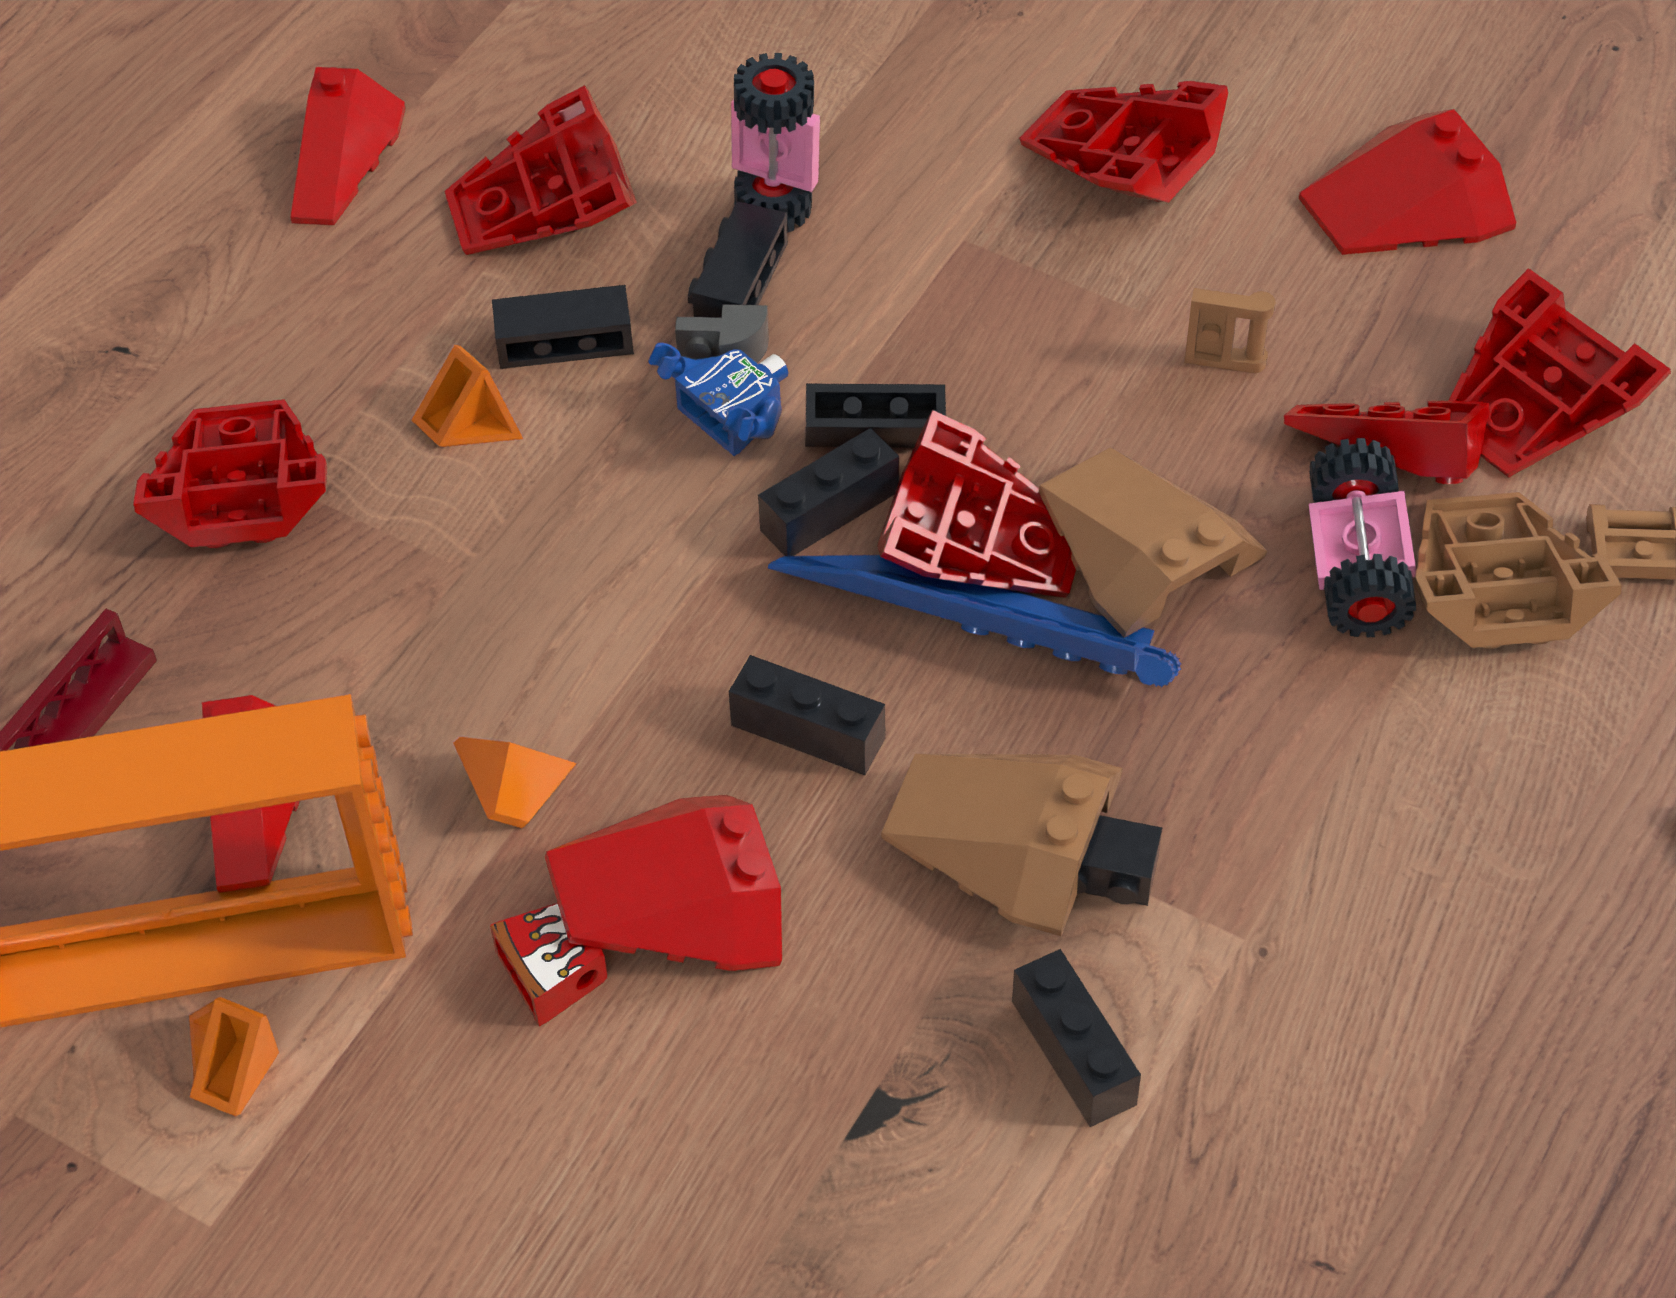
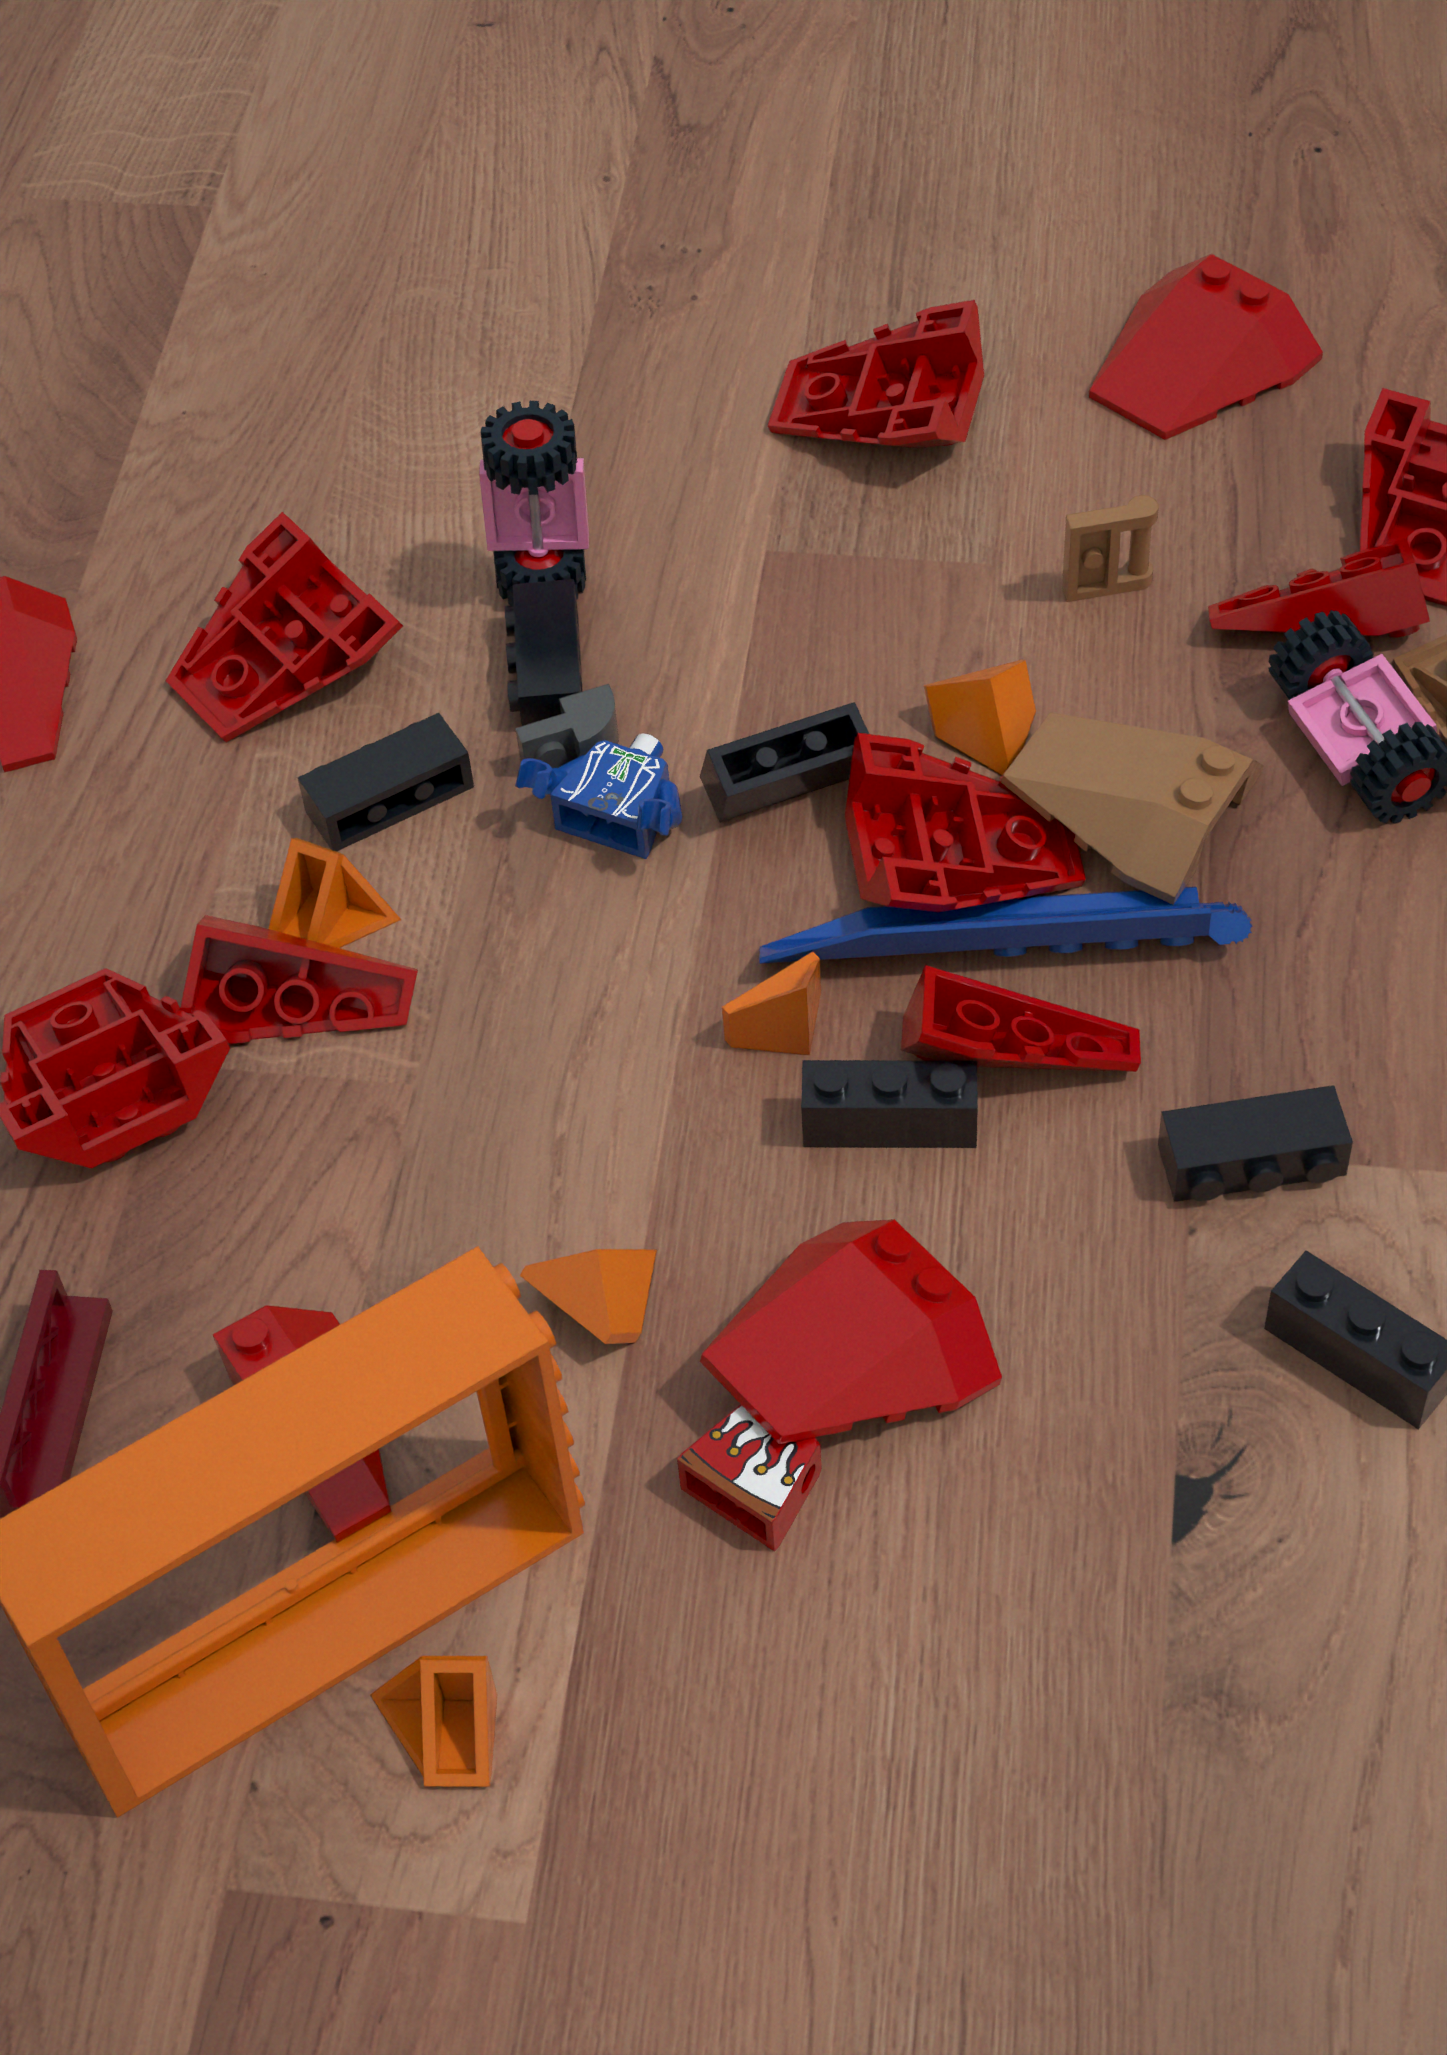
camera: 20 degrees left, 0 degrees up
(396, 454) = (288, 986): none -> red wedge
(765, 610) = (778, 1011): none -> orange slope
(828, 493) = (780, 861): black brick -> none
(925, 685) = (1005, 1029): none -> red wedge
(1004, 826) = (1171, 1144): medium nougat wedge -> none
(1061, 428) = (984, 713): none -> orange slope

